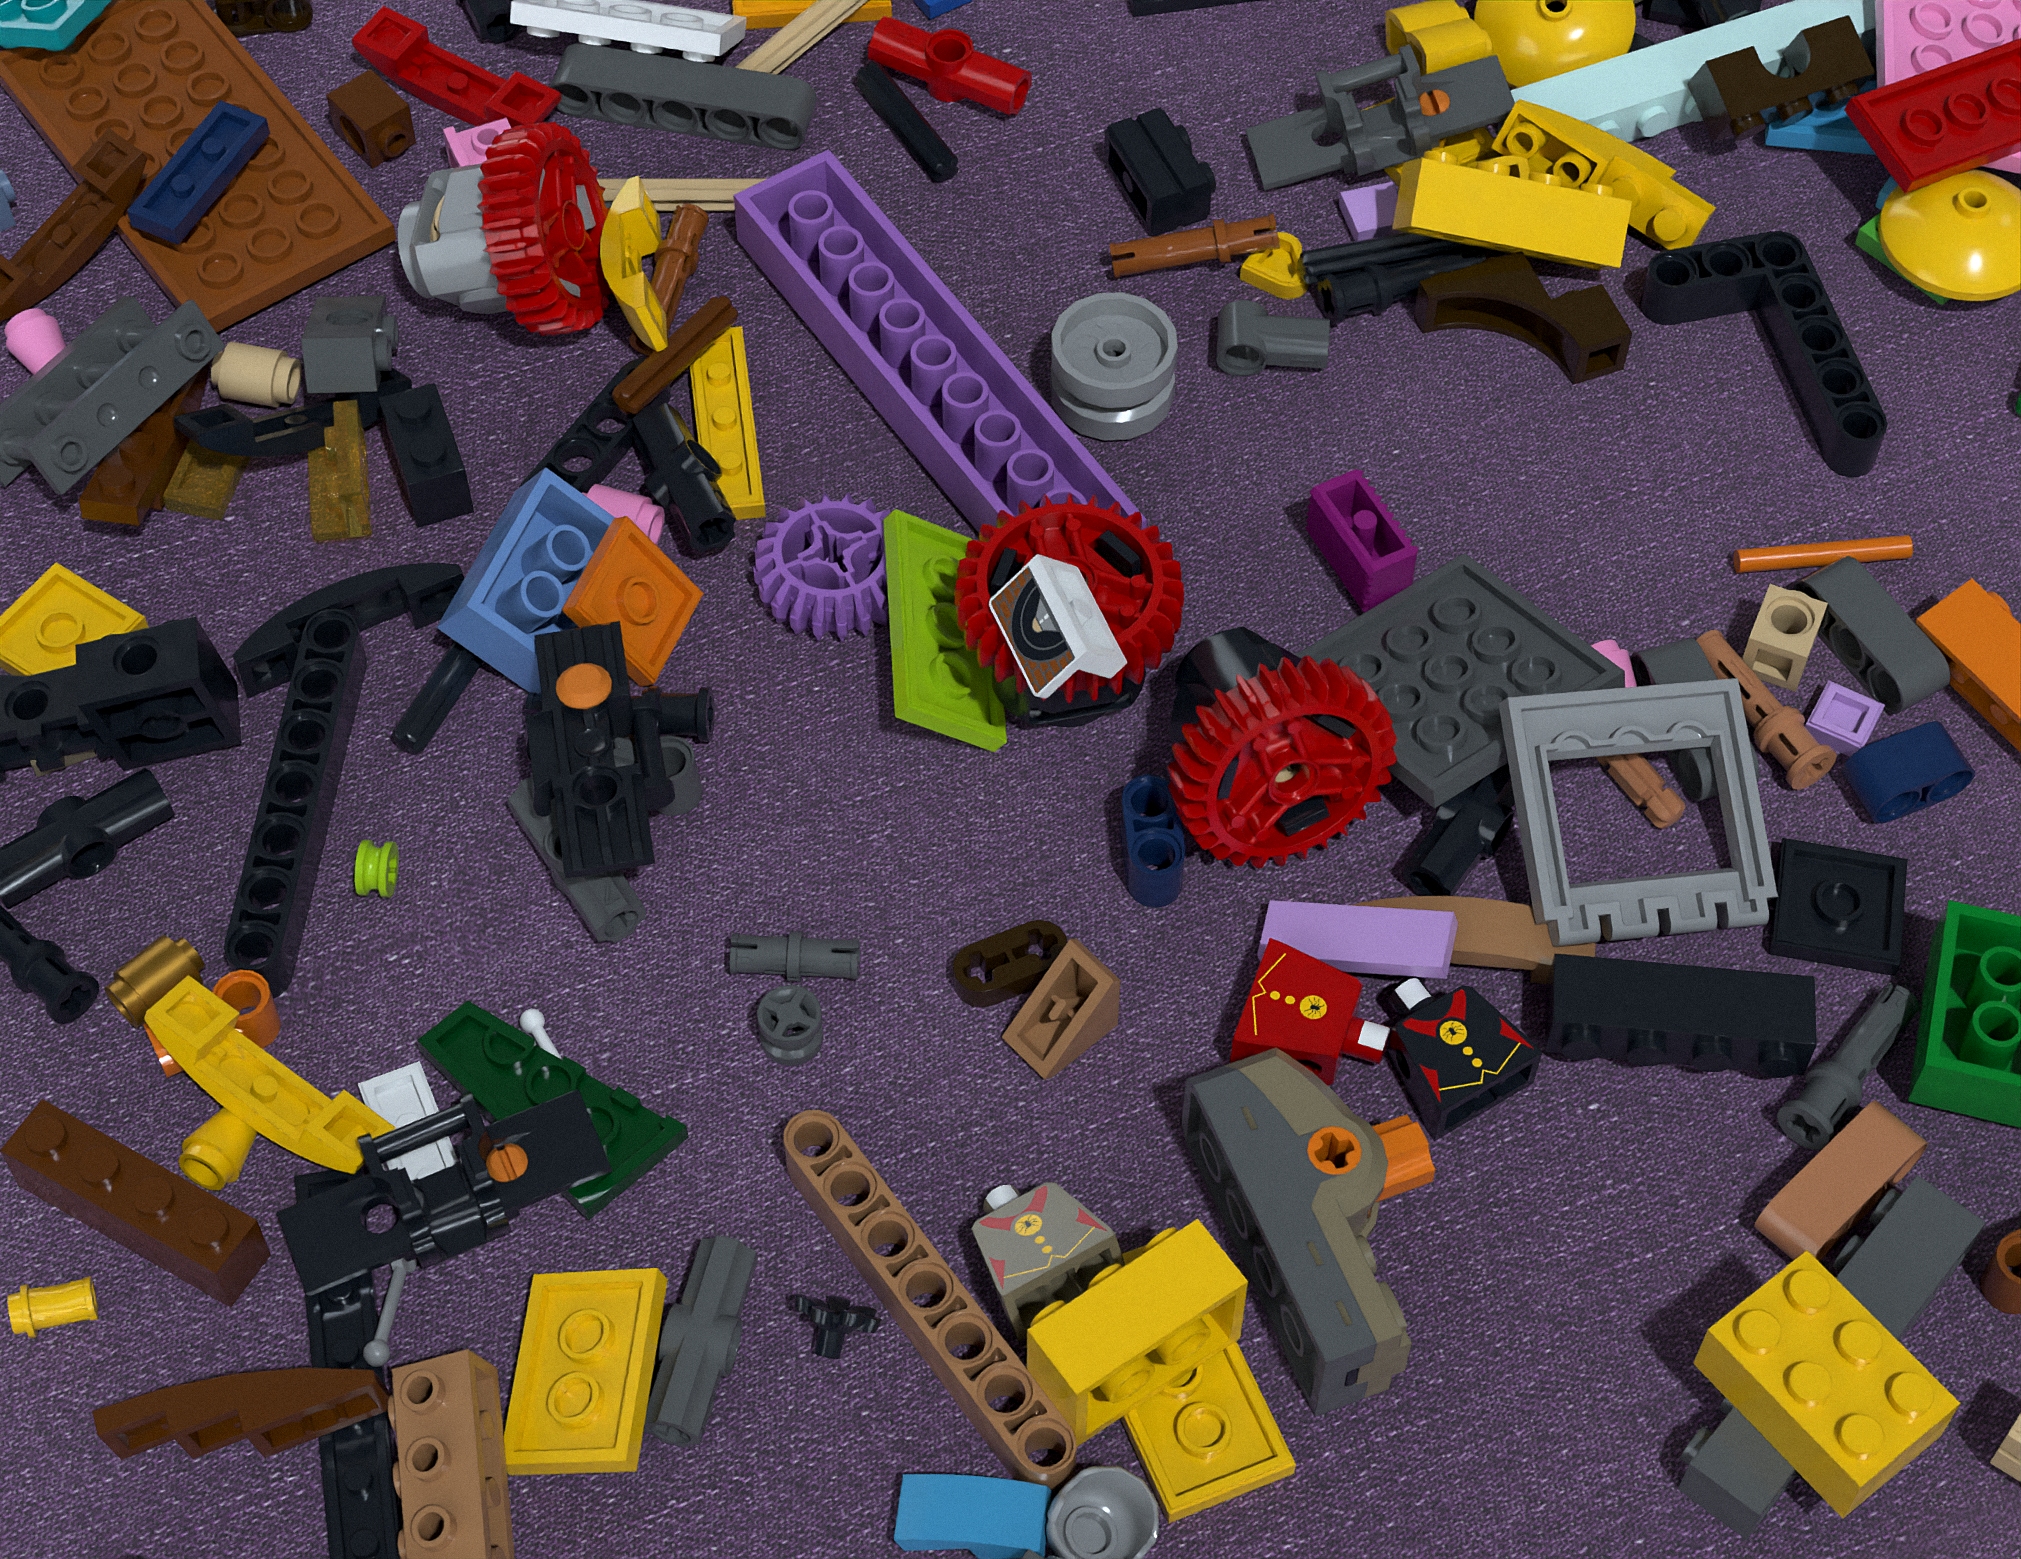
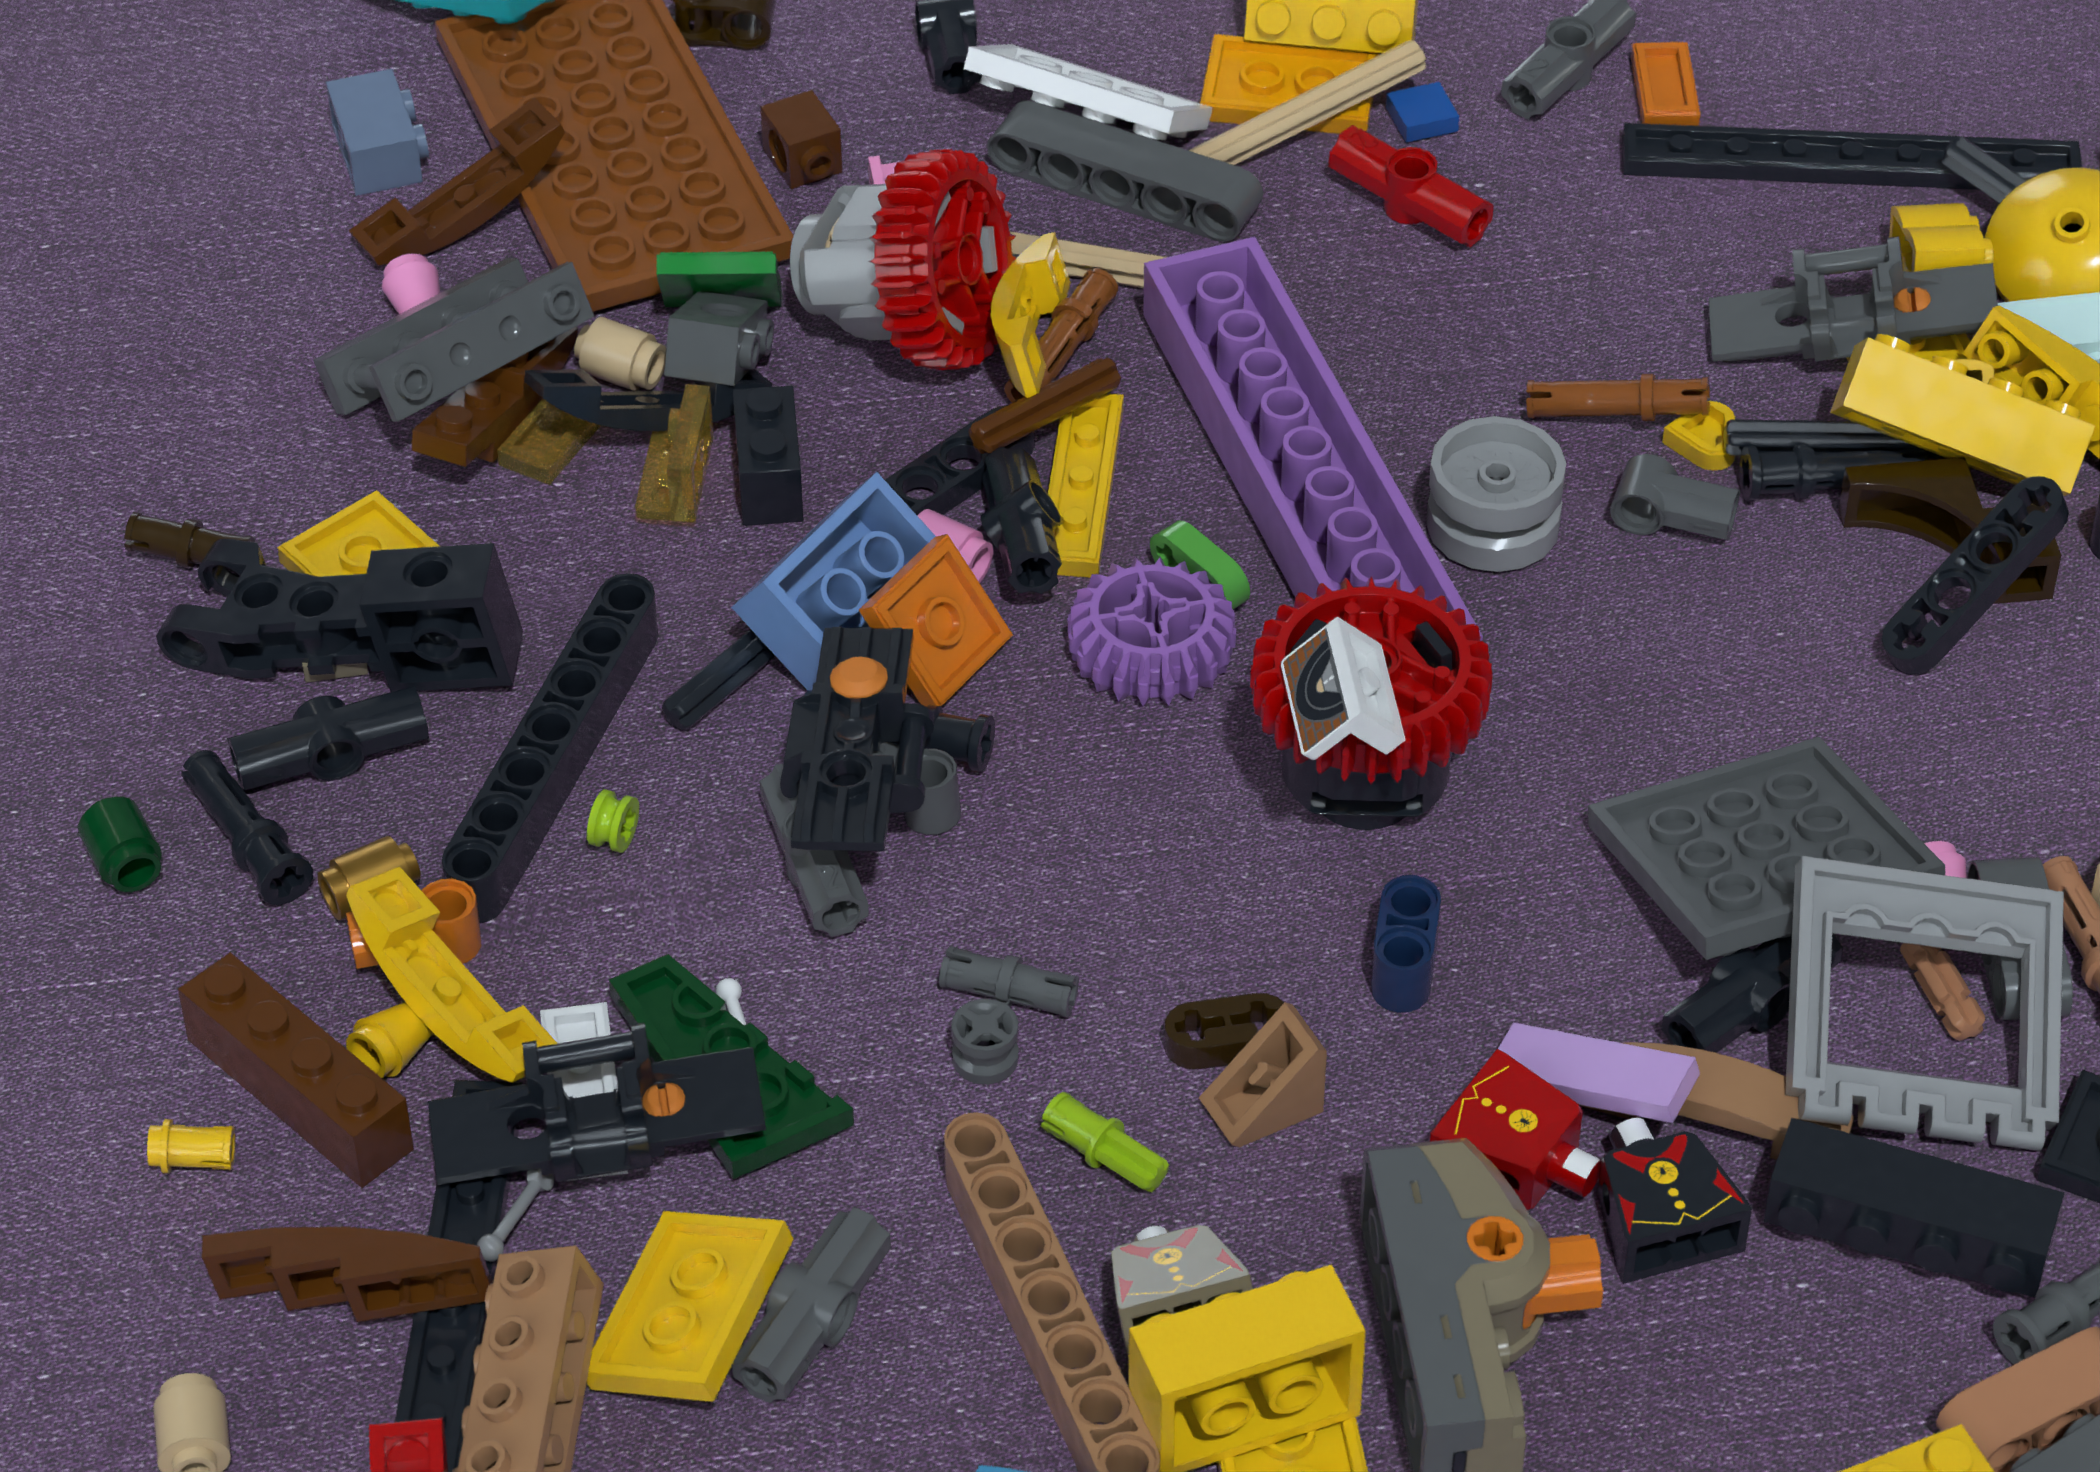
camera: 15 degrees right, 10 degrees down
(198, 172) = (613, 156): dark blue plate -> none
(345, 277) = (726, 273): none -> green tile
(371, 597) = (678, 577): black slope -> none
(447, 81) = (880, 113): red slope -> none
(835, 1321) = (951, 1316): black plant -> none
(840, 473) = (1185, 543): none -> bright green beam
(907, 122) = (1352, 234): black axle -> none
(928, 1106) = (1103, 1142): none -> lime axle
(932, 670) = (1219, 736): lime tile -> none
(1159, 171) = (1602, 320): black brick -> none
(1272, 748) = (1550, 871): red piece -> none
(1361, 539) = (1708, 699): magenta brick -> none
(1370, 210) = (1814, 396): lavender tile -> none
(1570, 370) = (1983, 579): none -> black beam

